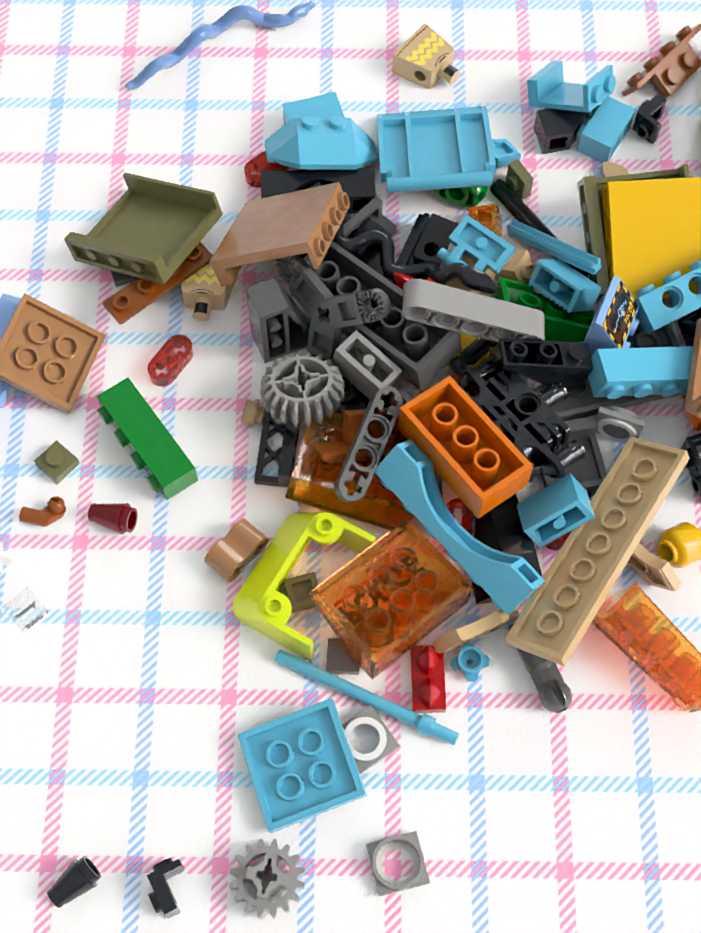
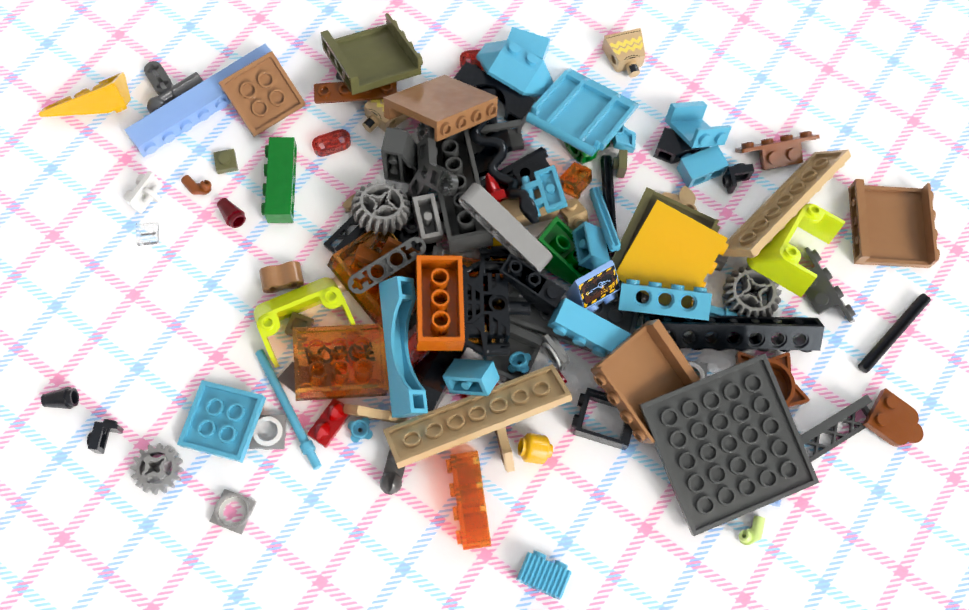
camera: 30 degrees right, 5 degrees up
(596, 464) = (518, 357): none -> medium azure plate

